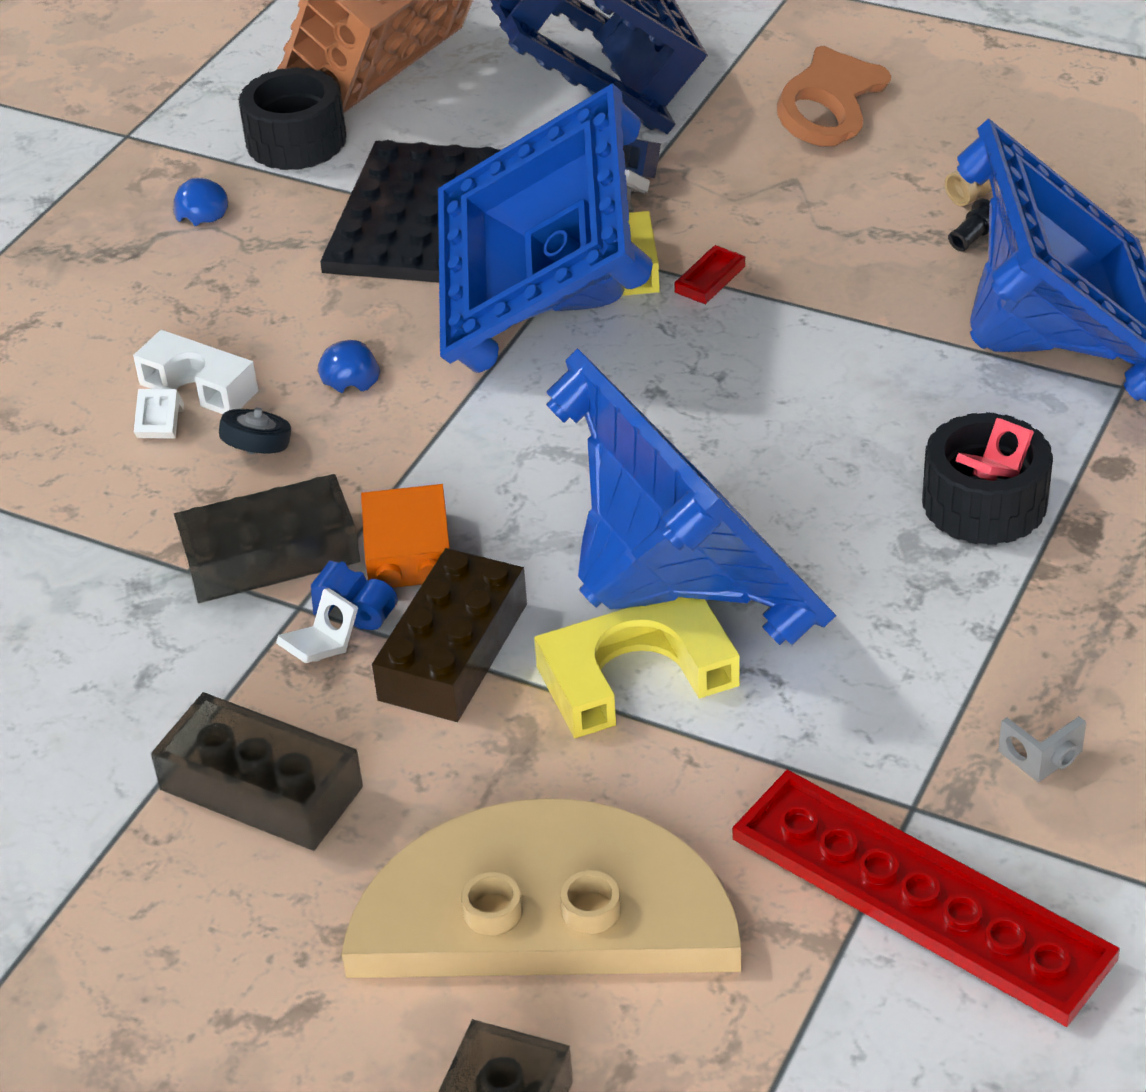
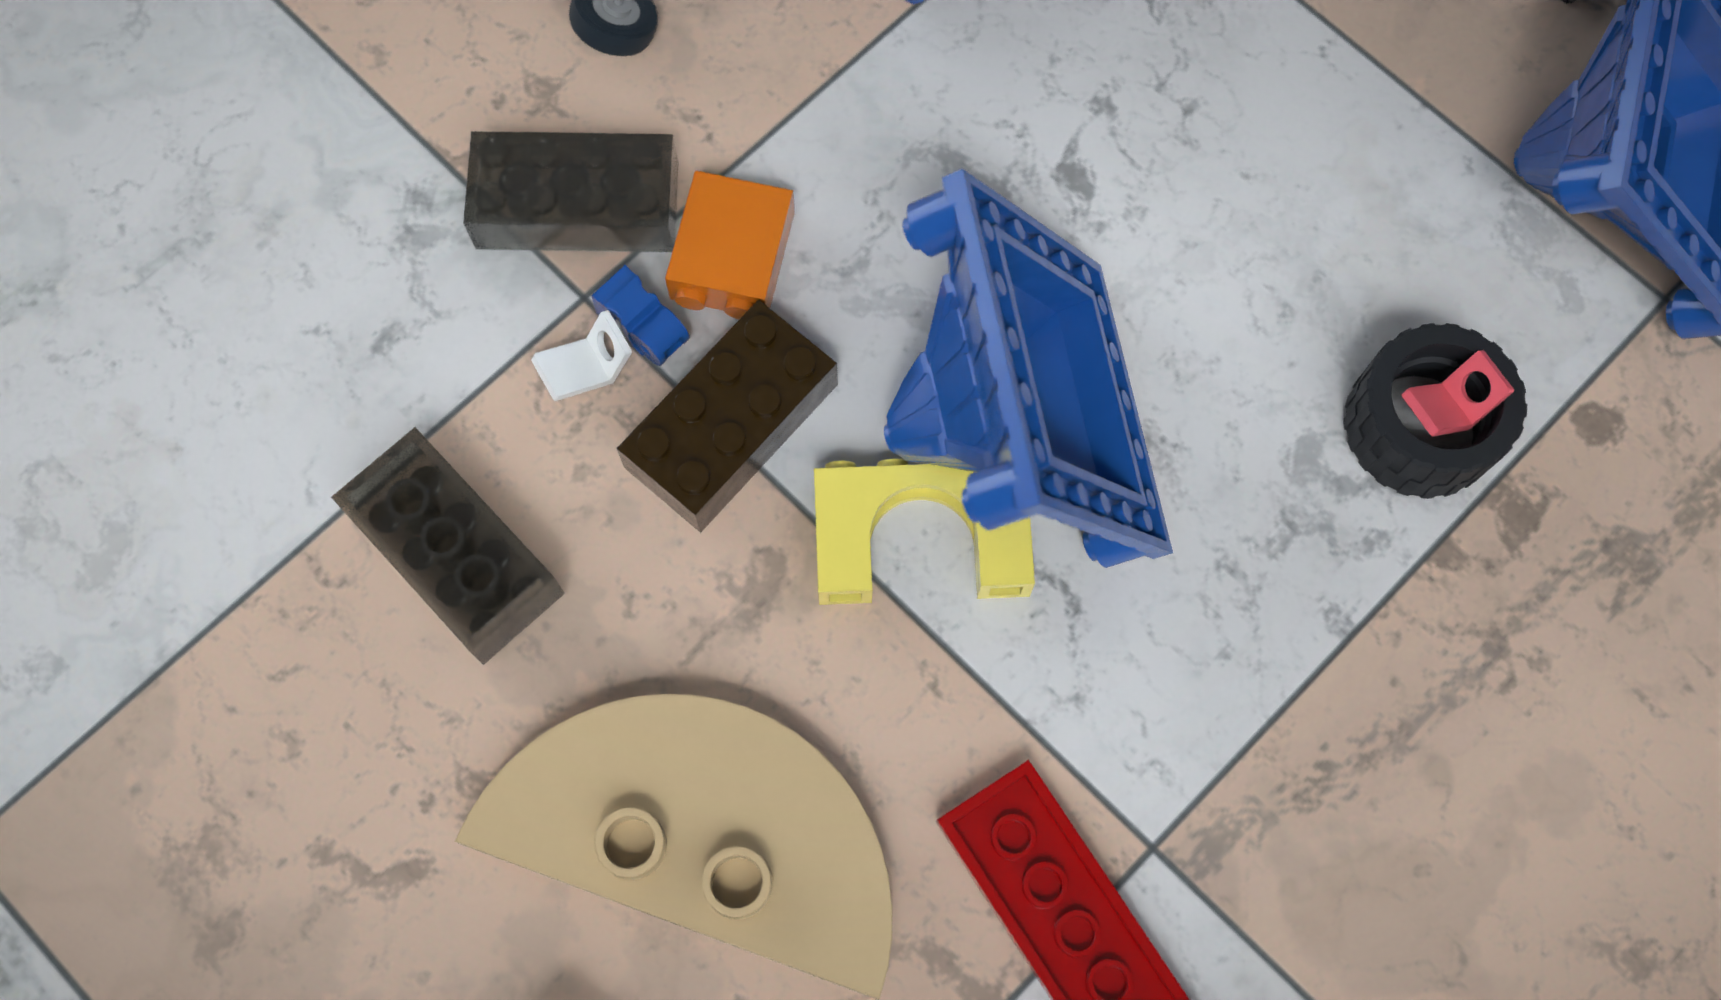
camera: 15 degrees right, 30 degrees up
(1043, 757) = (1312, 842): light grey bracket -> none

